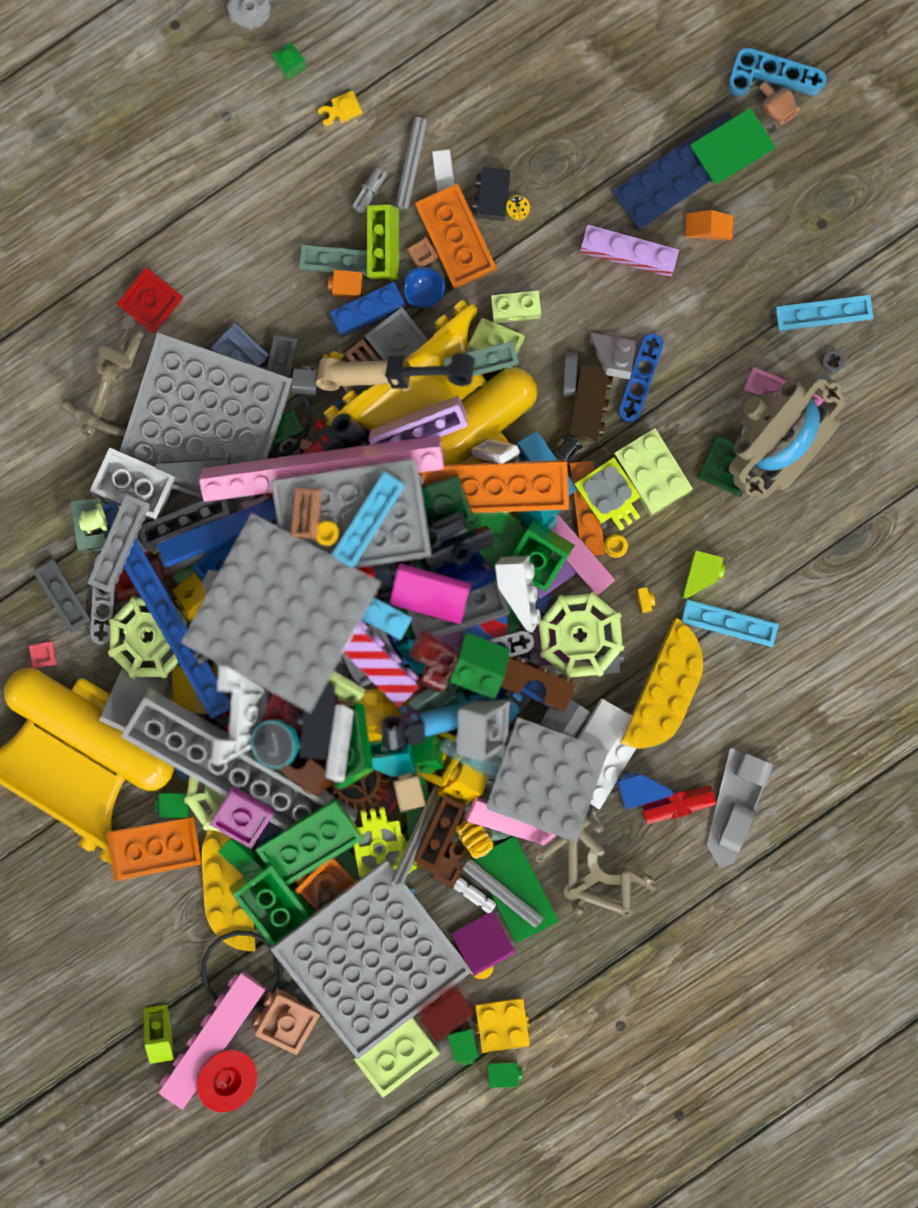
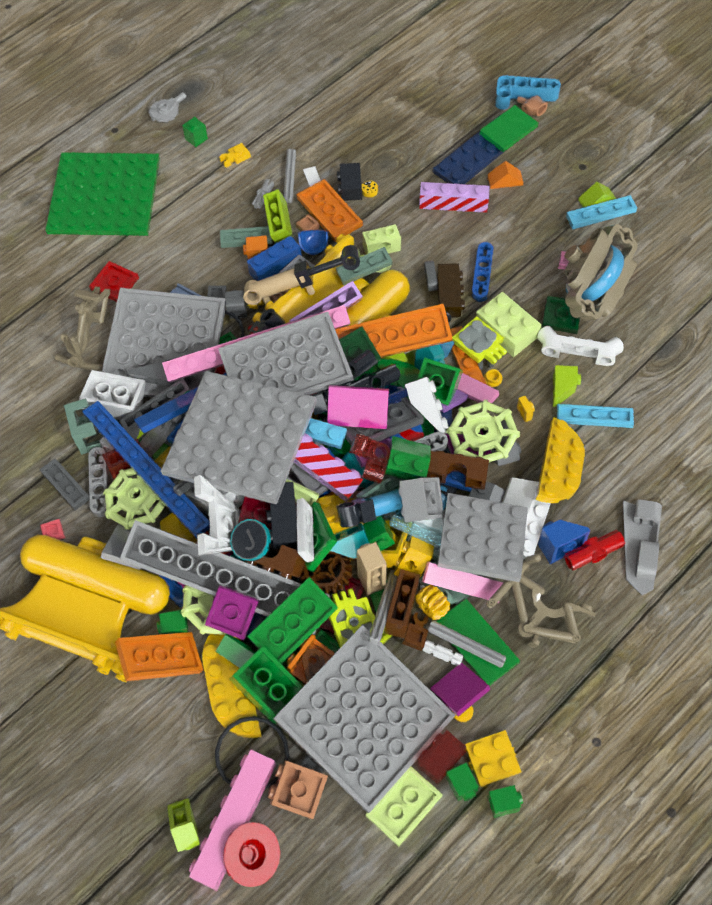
camera: 10 degrees left, 25 degrees down
(93, 519) = (81, 410): yellowish green brick -> none
(118, 544) = (104, 424): light grey gear -> none
(149, 142) = (103, 194): none -> green plate
(311, 530) = (252, 359): nougat tile -> none
(327, 533) = (267, 374): yellow tile -> none
(368, 520) = (299, 356): medium azure plate -> none
(495, 451) = (392, 311): white tile -> none
(614, 354) = (459, 257): light grey wing -> none
(766, 538) = (603, 352): none -> white plate
(826, 286) = (596, 194): none -> lime slope

